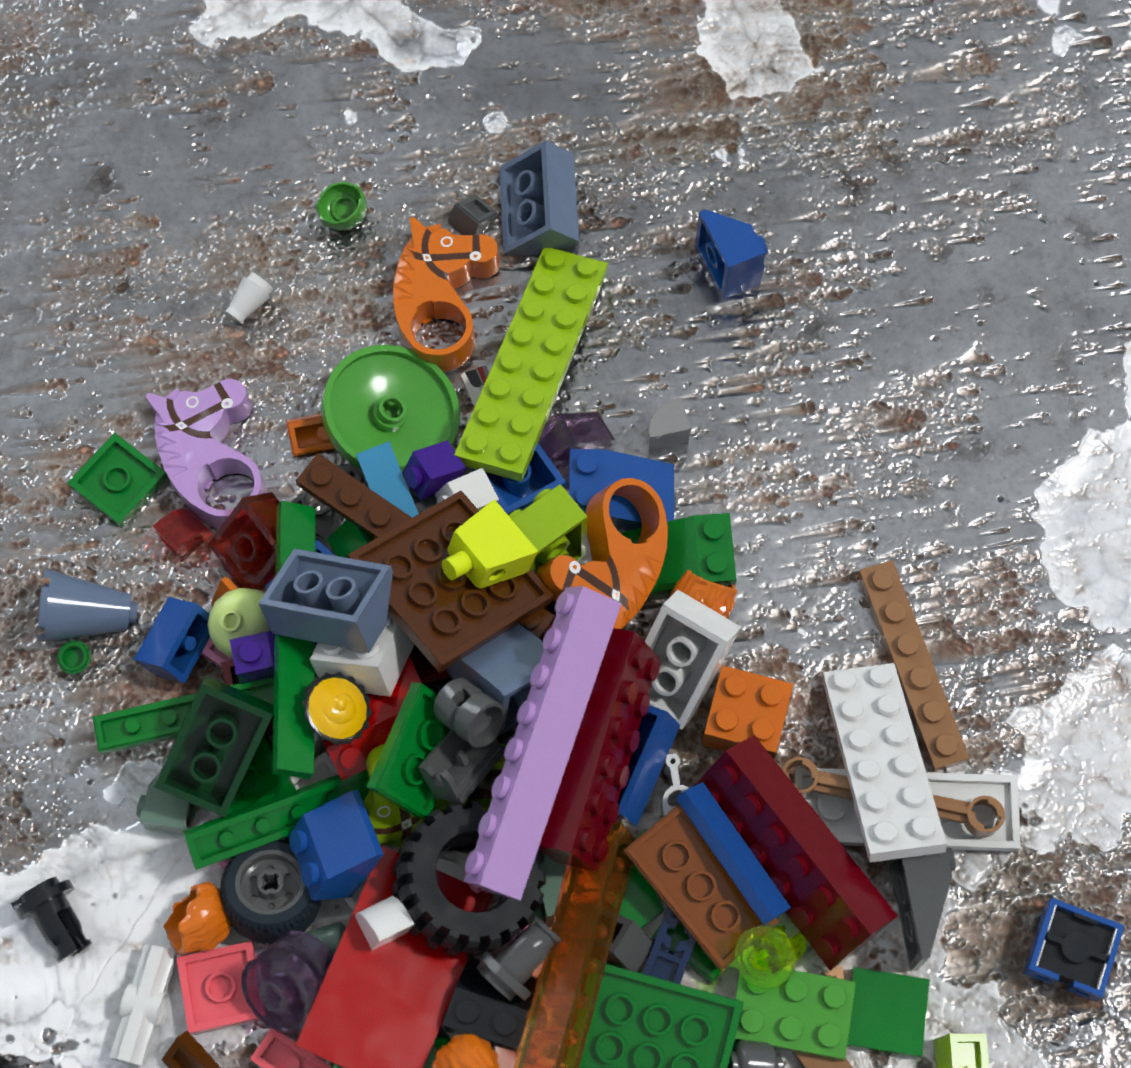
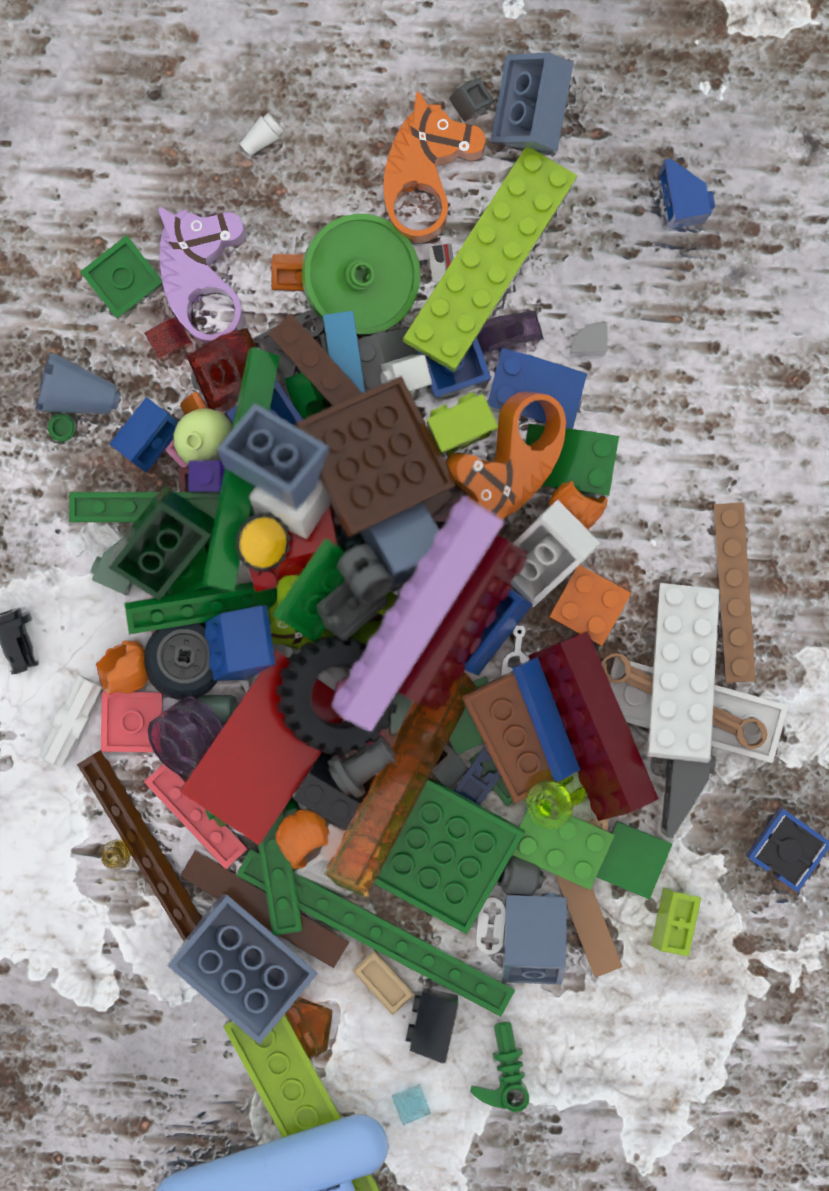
camera: 10 degrees right, 20 degrees up
(342, 206) = (359, 65): bright green hair -> none
(384, 922) = (265, 713): white brick -> none
(432, 468) = (383, 345): dark purple brick -> none
(489, 549) = (411, 439): neon yellow torso -> none

